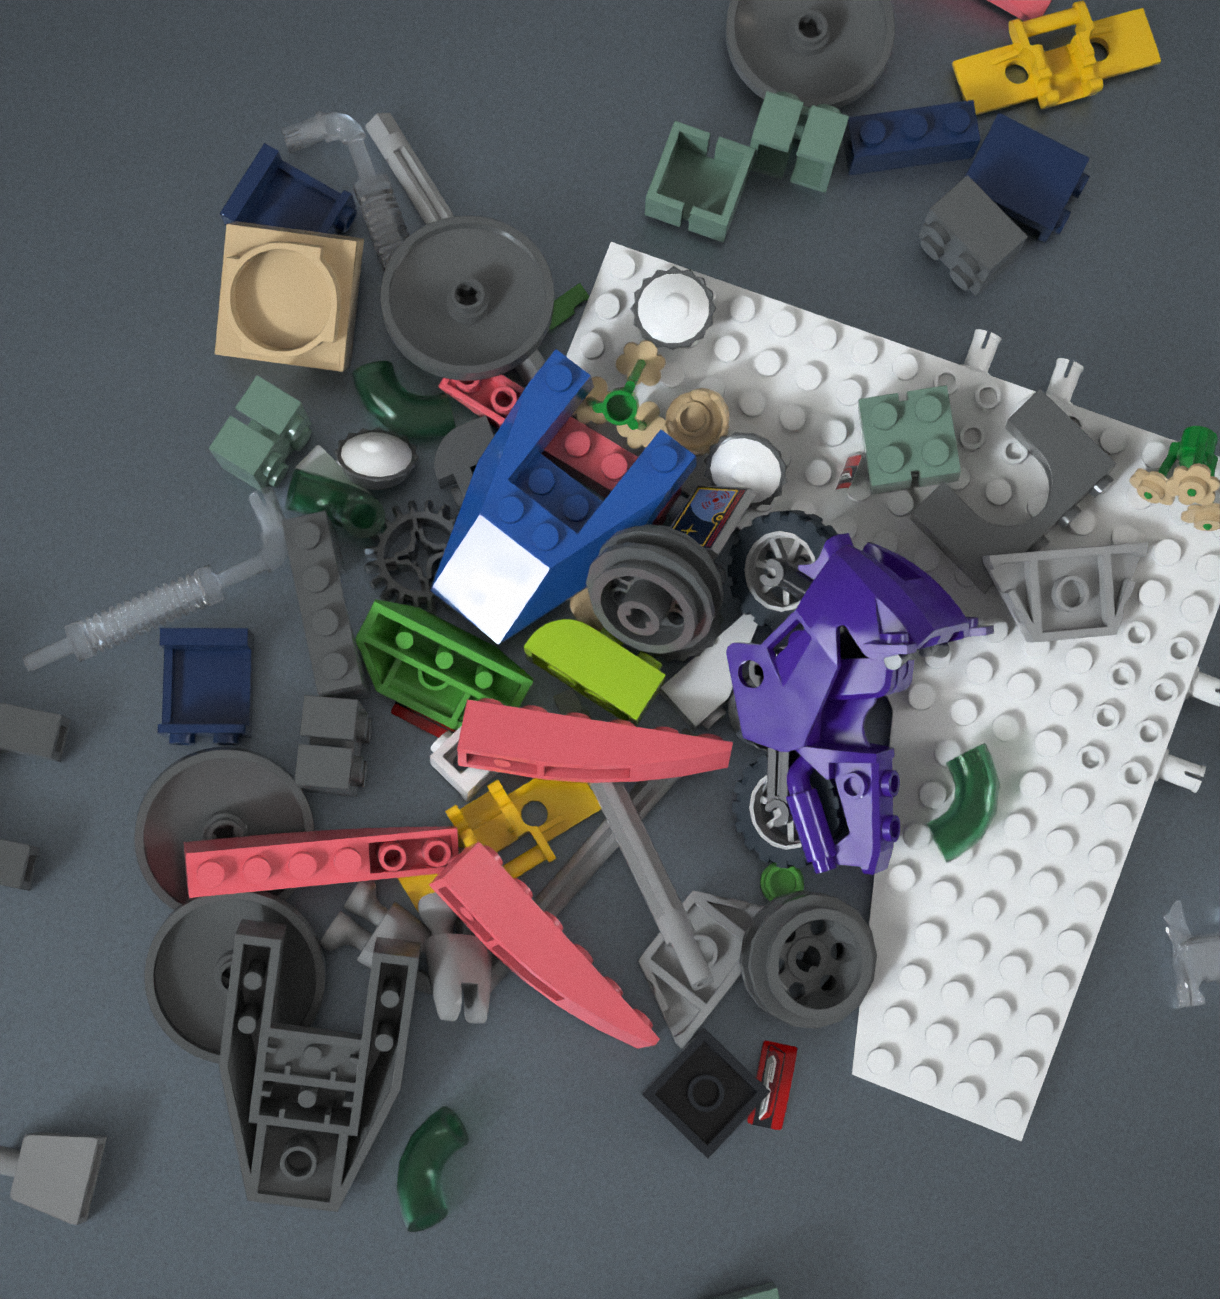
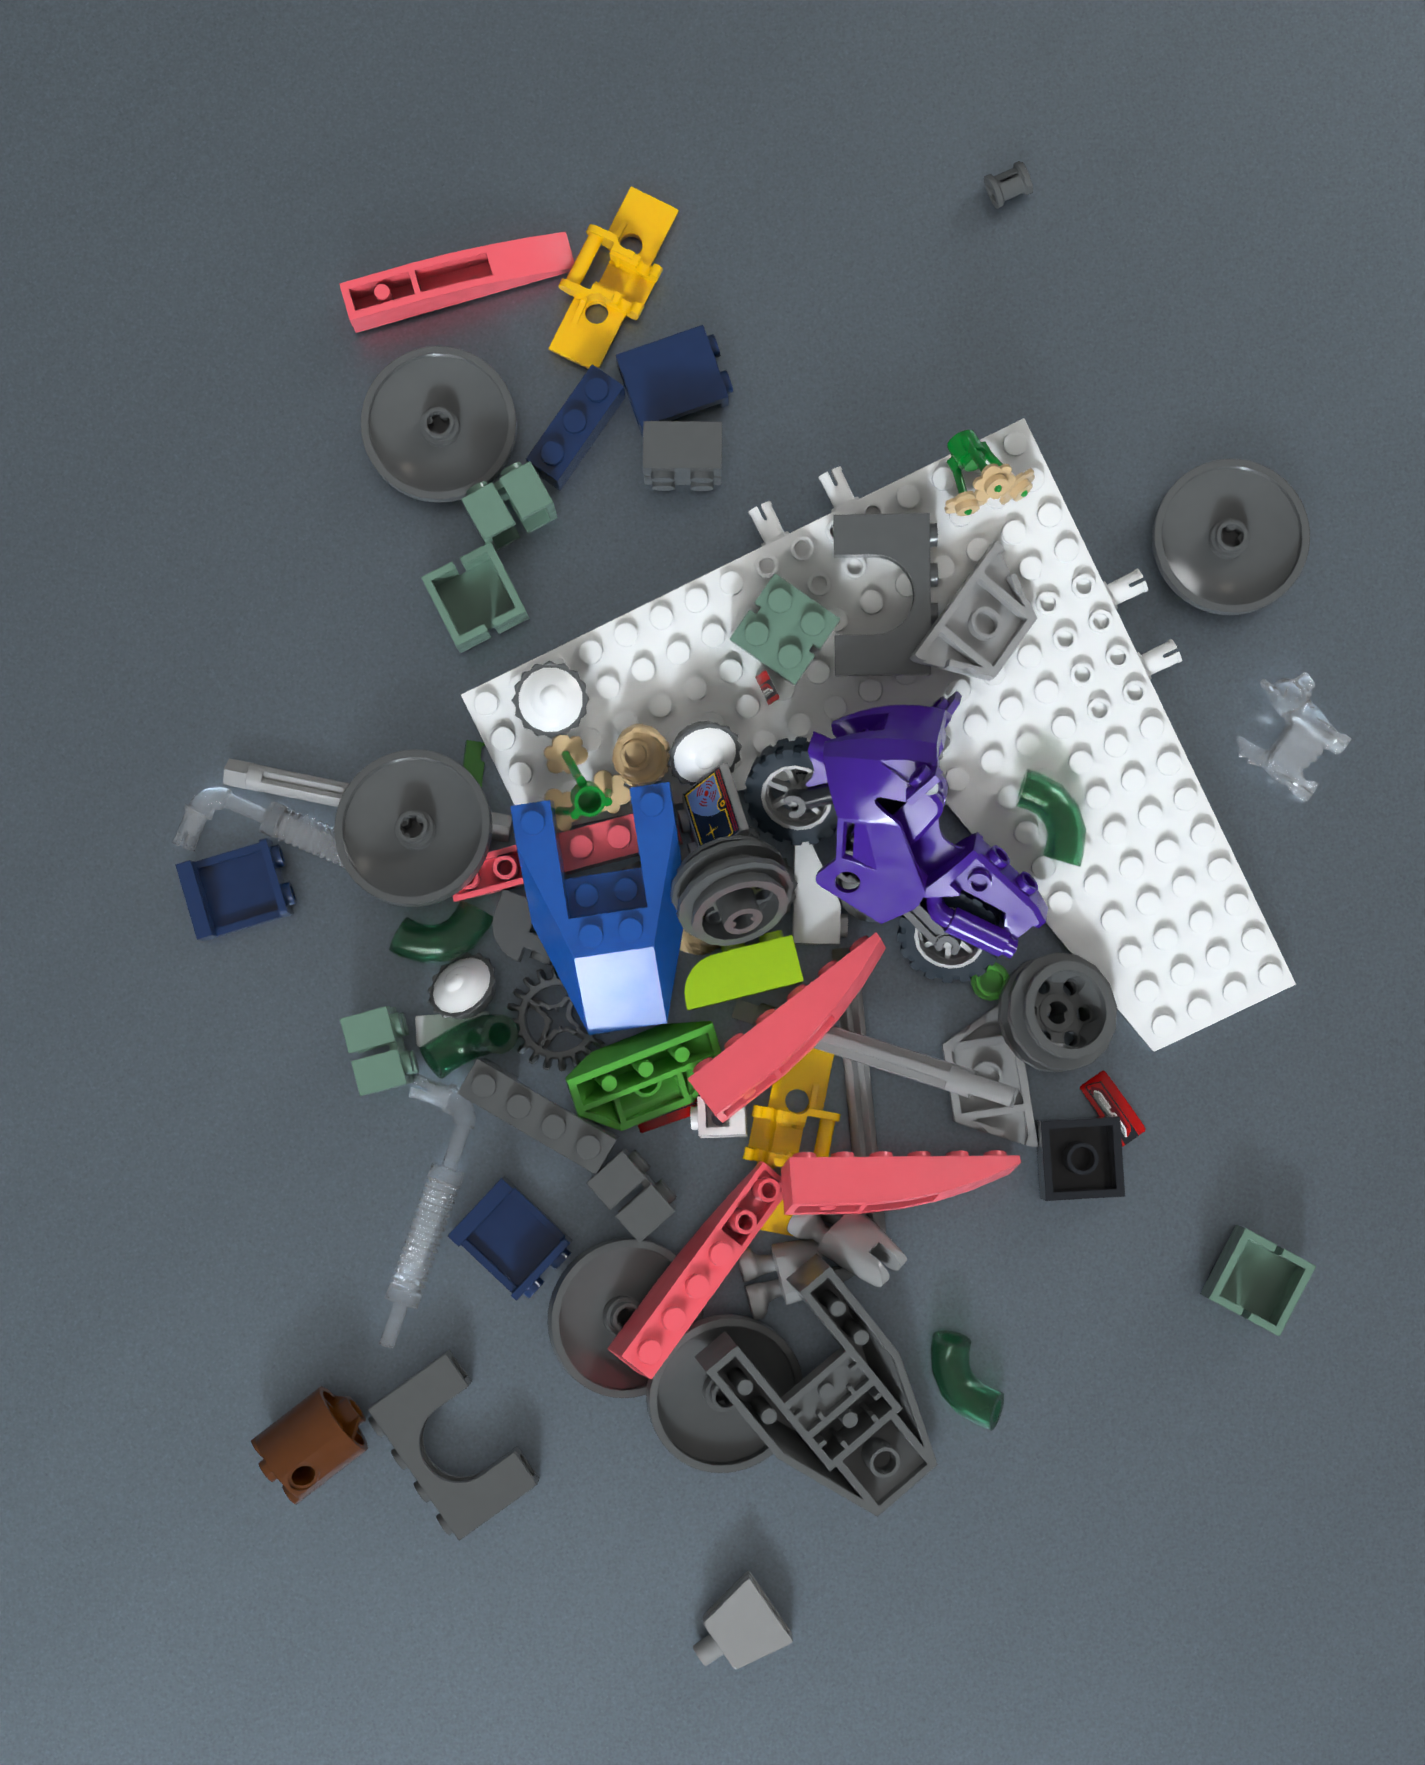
camera: 45 degrees left, 5 degrees up
(288, 296) = (299, 945): tan container -> none

